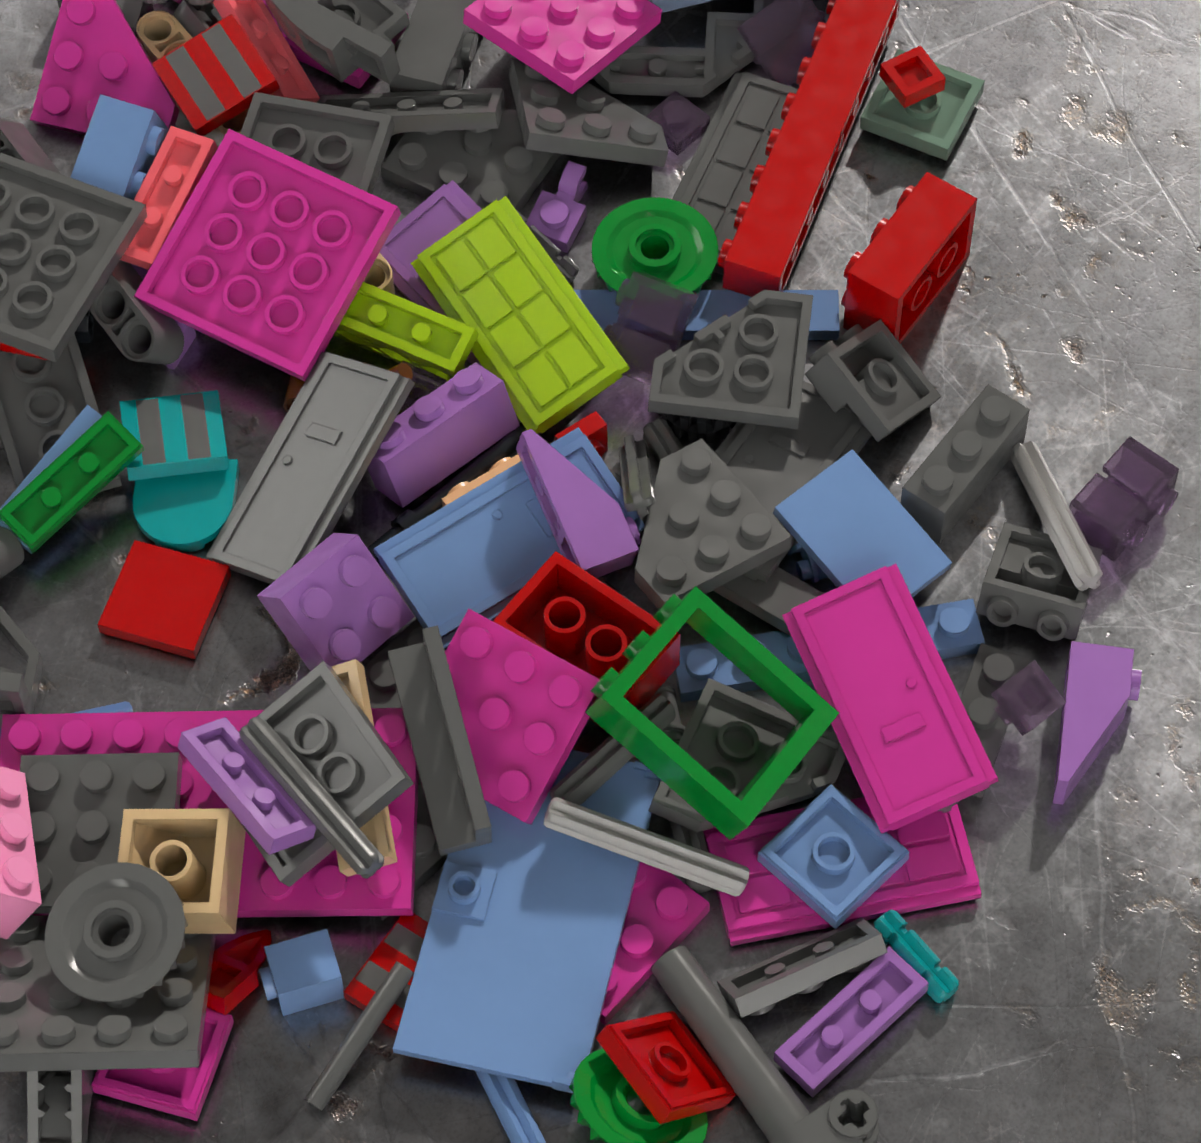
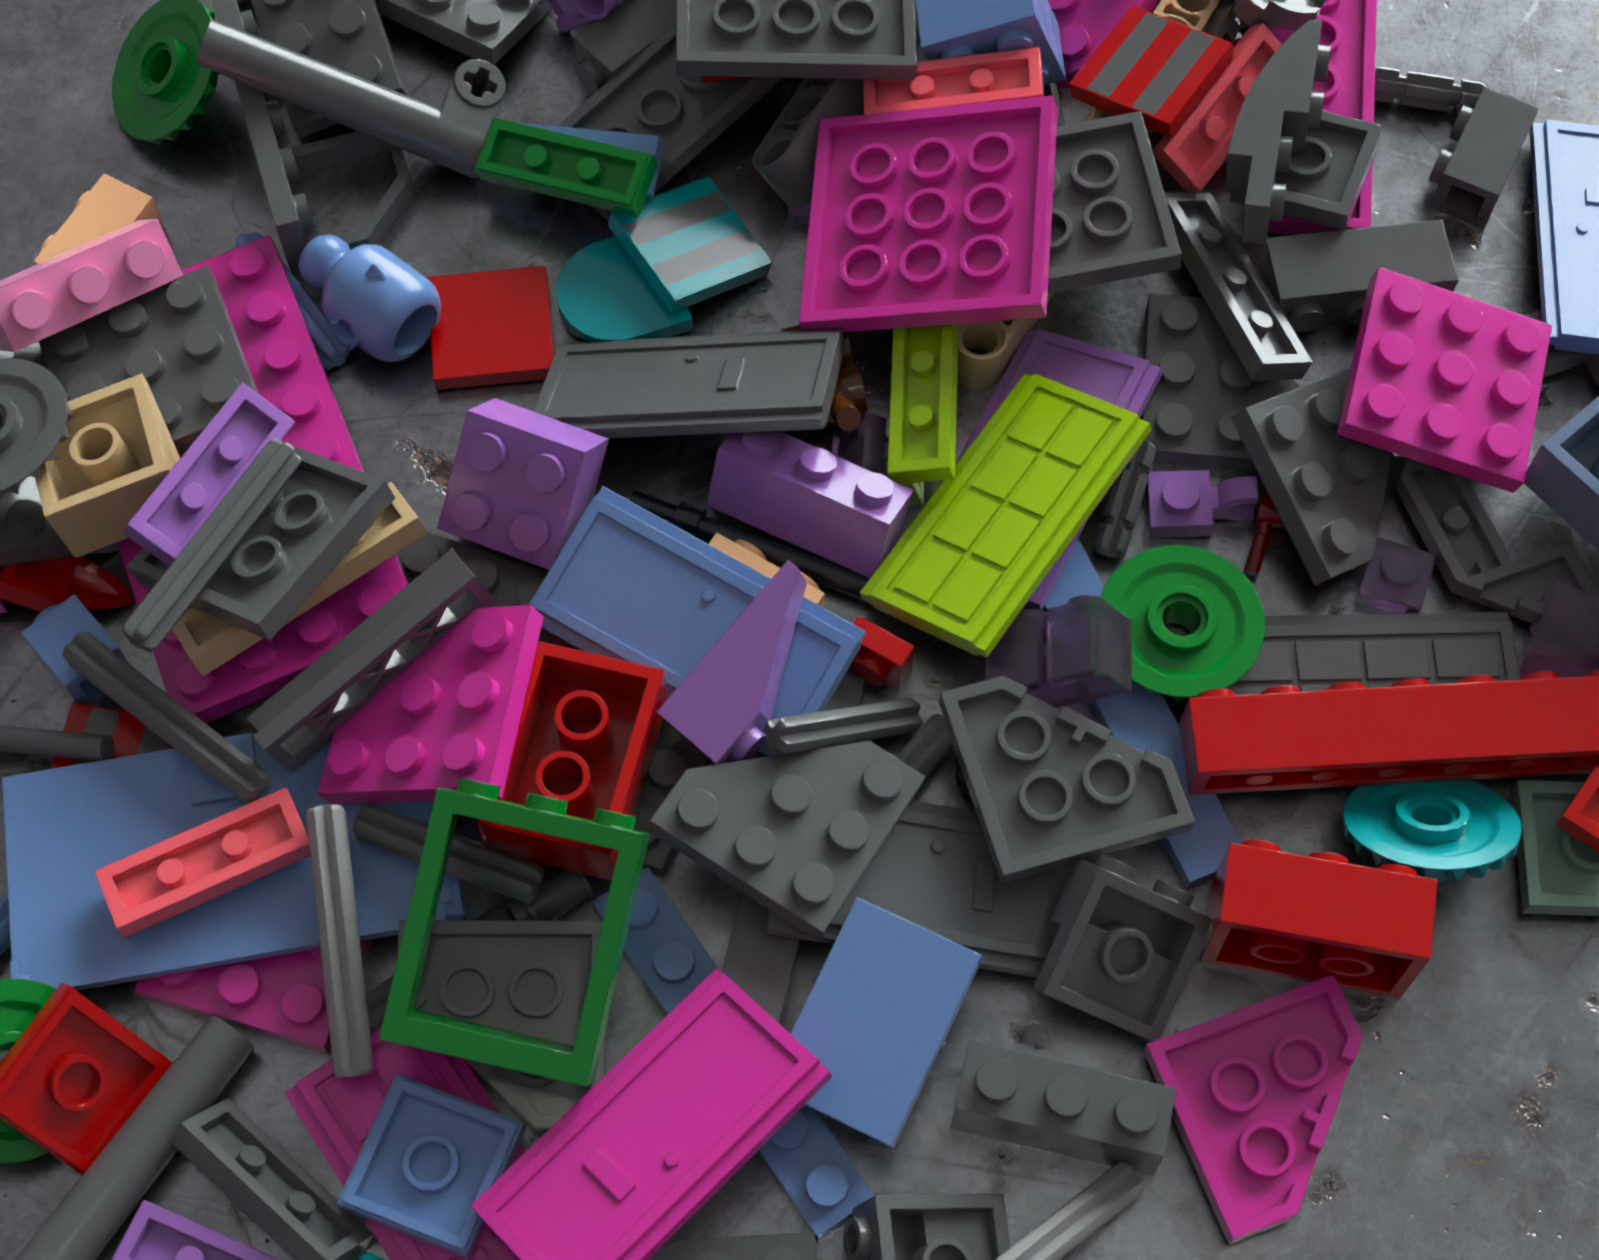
camera: 65 degrees right, 5 degrees up
(104, 661) = (371, 297): none -> medium blue piece
(412, 904) = (167, 718): none -> dark grey axle
(544, 914) = (204, 862): none -> coral plate
(595, 177) = (1265, 518): none -> dark red hand
(874, 173) = (1433, 827): none -> teal gear
(1007, 347) = (1259, 1099): none -> dark pink plate

